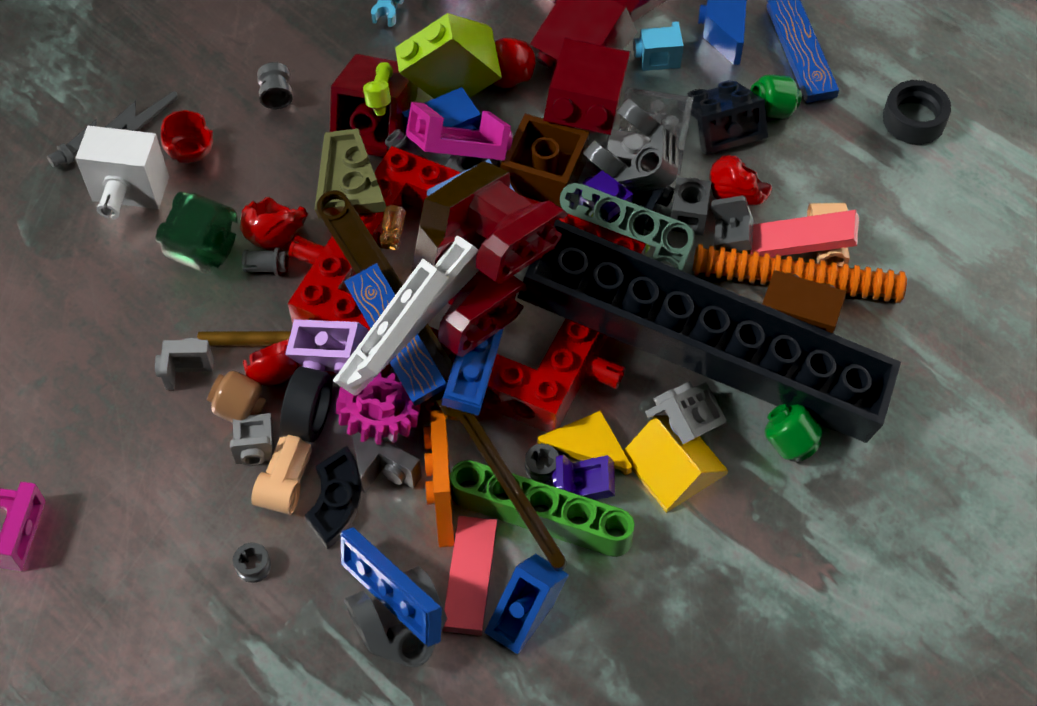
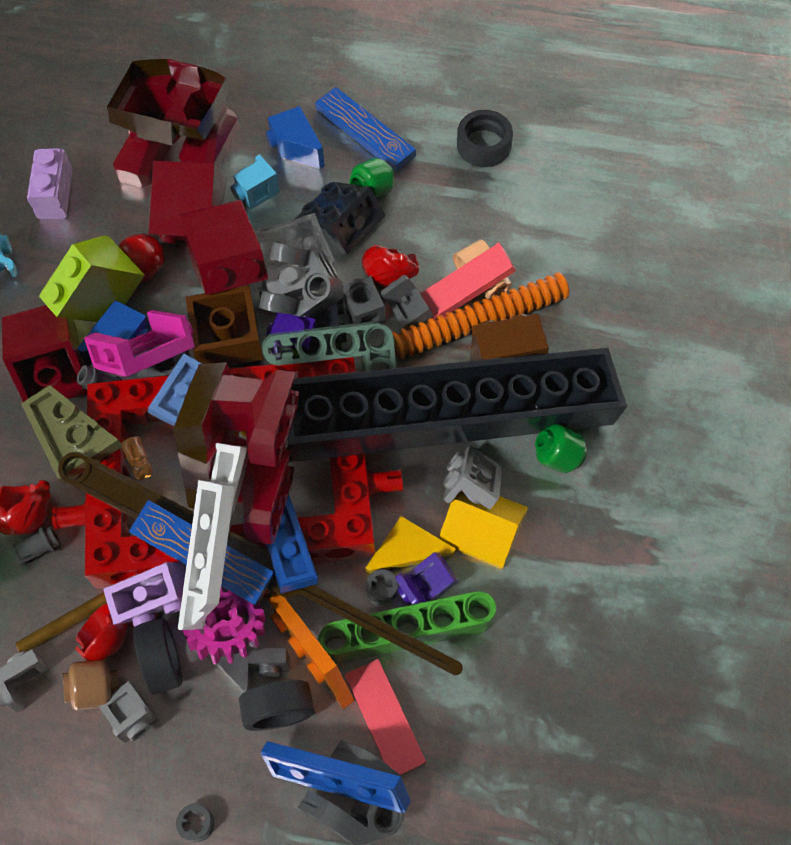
camera: 30 degrees left, 5 degrees up
(280, 485) = (176, 739): light nougat piece -> none
(338, 497) = (221, 701): black tile -> none
(377, 92) = (49, 343): lime piece -> none
(380, 502) = (276, 705): none -> black tyre
(525, 602) = (447, 716): blue slope -> none

